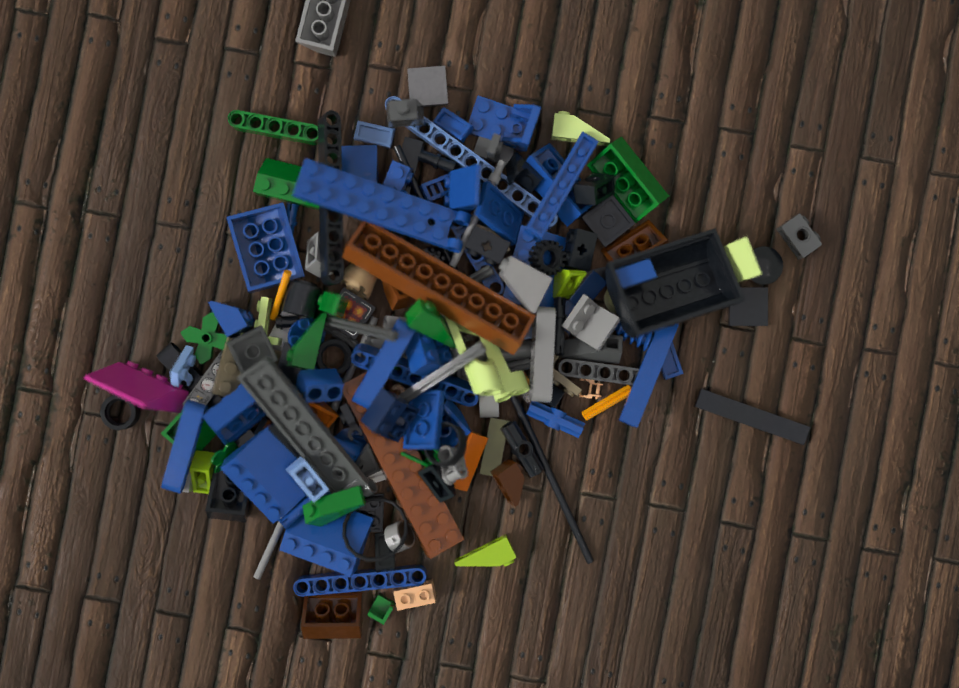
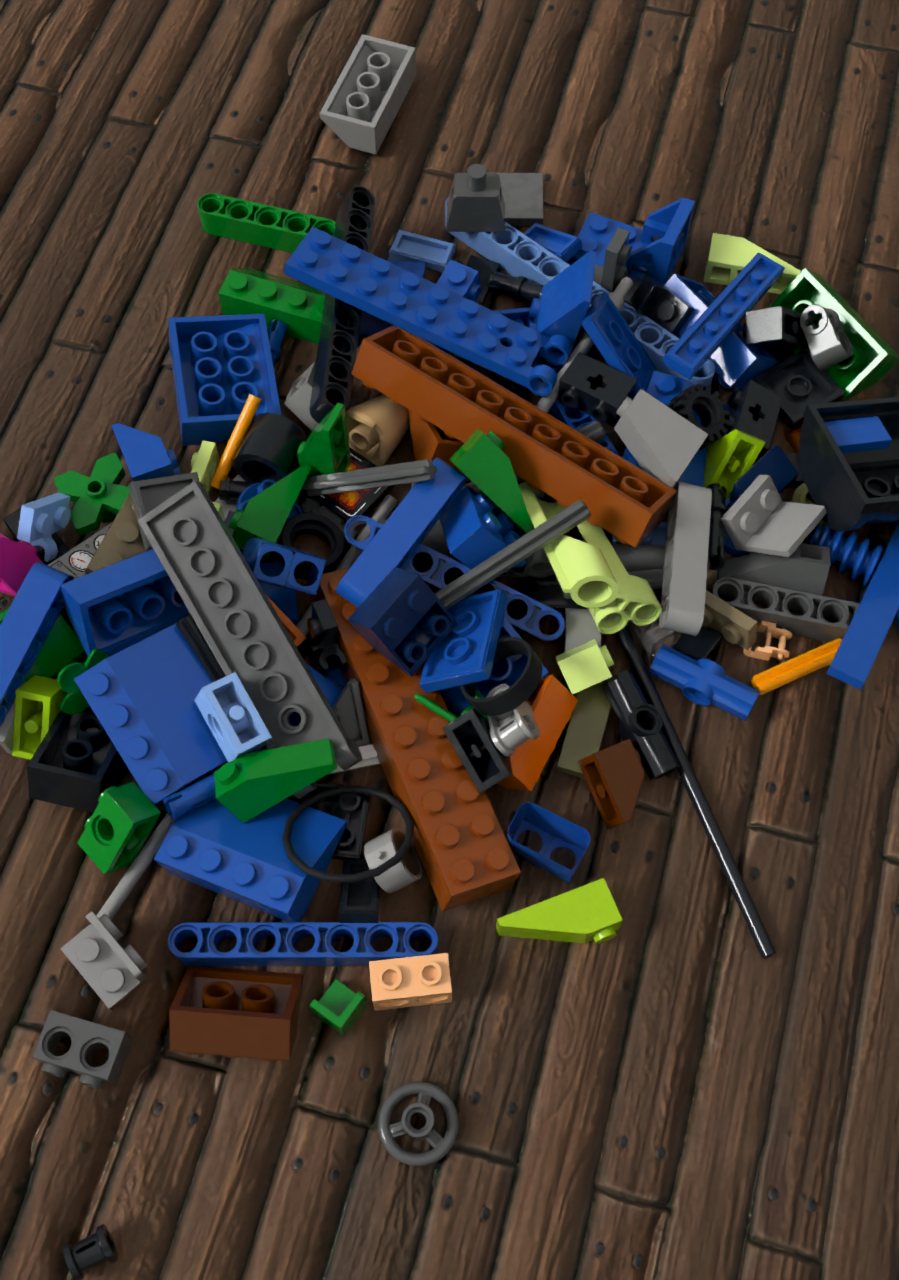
camera: 10 degrees right, 25 degrees down
(257, 533) = (118, 827): none -> green brick
(261, 634) = (85, 1042): none -> dark grey brick
(265, 598) = (104, 962): none -> light grey bracket
(425, 663) = (389, 1132): none -> dark grey piece
(468, 524) = (547, 825): none -> blue piece
(490, 422) = (585, 665): none -> yellowish green brick
(623, 193) = (829, 341): none -> dark grey piece

